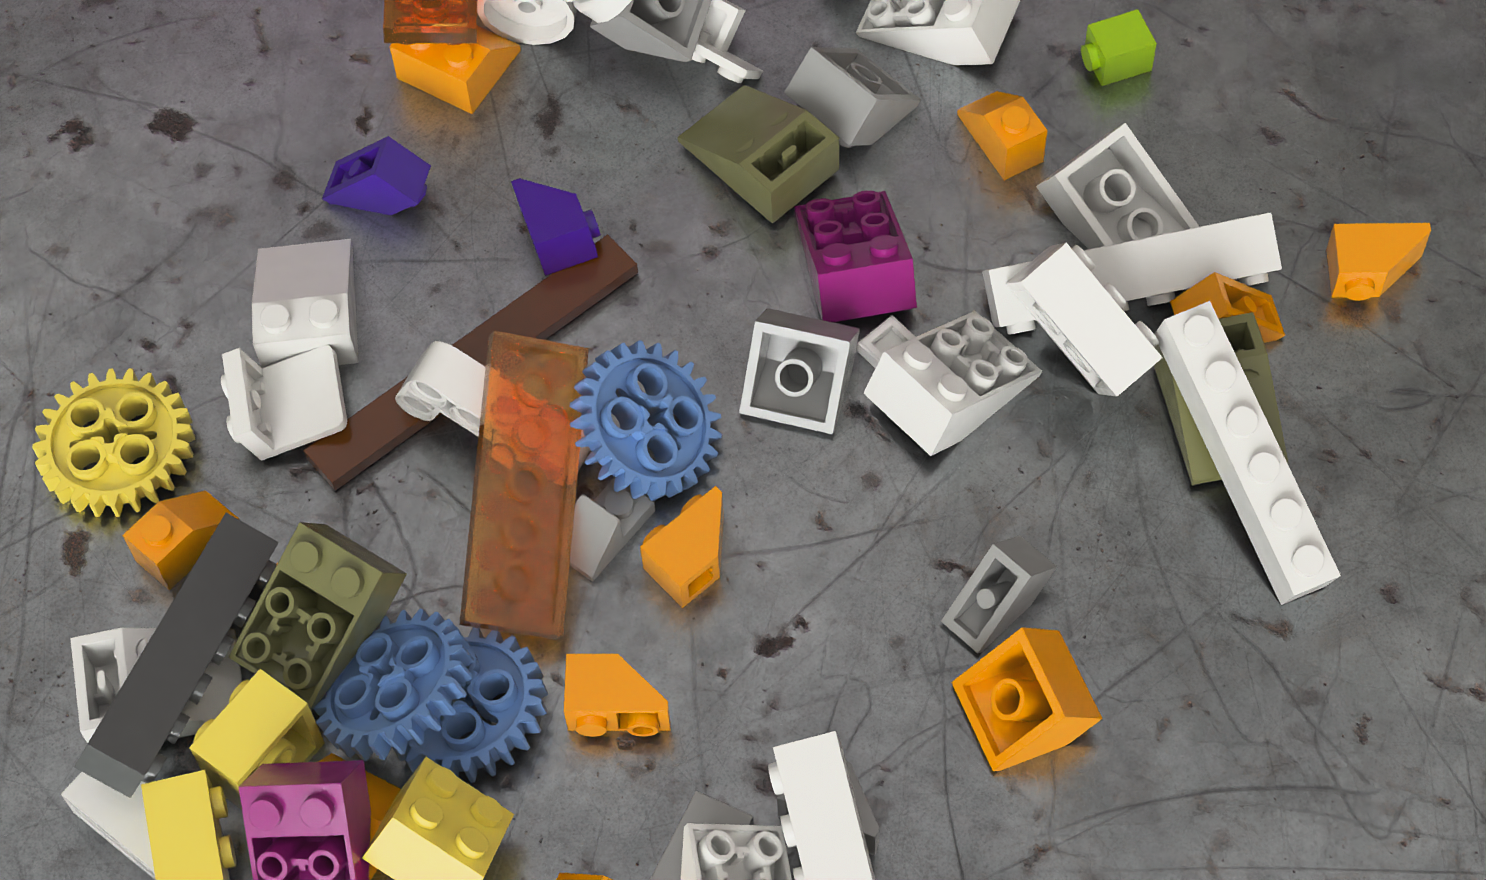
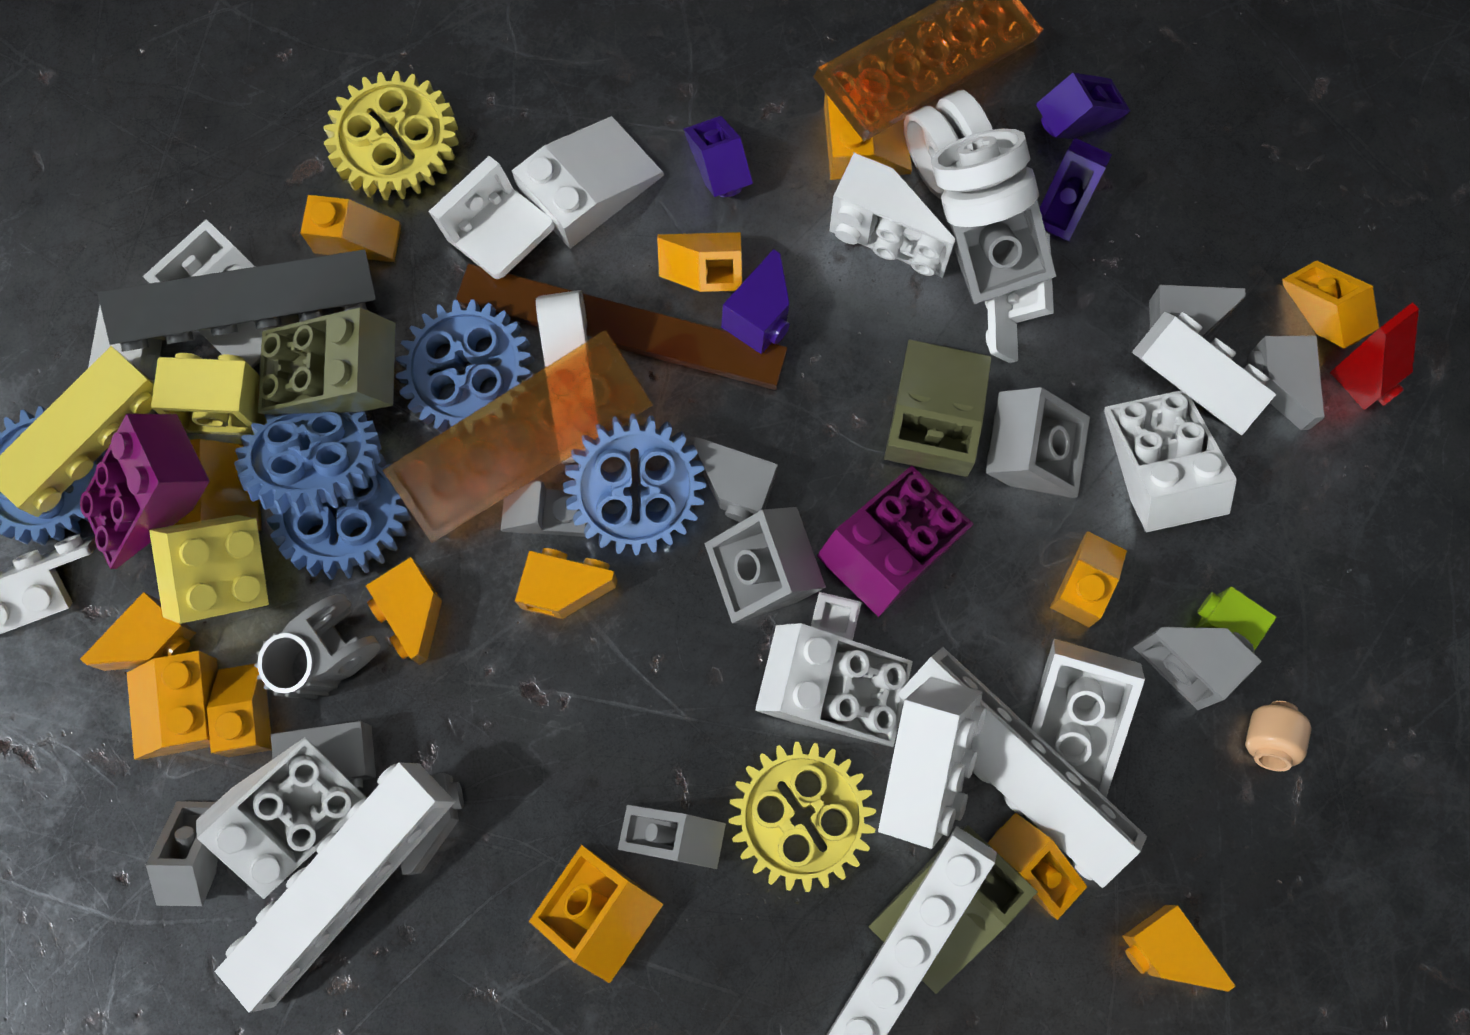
camera: 55 degrees right, 15 degrees up
(369, 494) = (462, 331): none -> medium blue gear
(471, 248) = (701, 260): none -> light orange slope
(559, 74) = (886, 215): none -> white slope
(592, 782) = (313, 632): none -> light grey piece
(708, 338) = (736, 478): none -> light grey slope
(1058, 512) = (836, 793): none -> light yellow gear
(1136, 85) = (1200, 661): none -> light grey slope
(1238, 75) = (1278, 736): none -> light nougat head

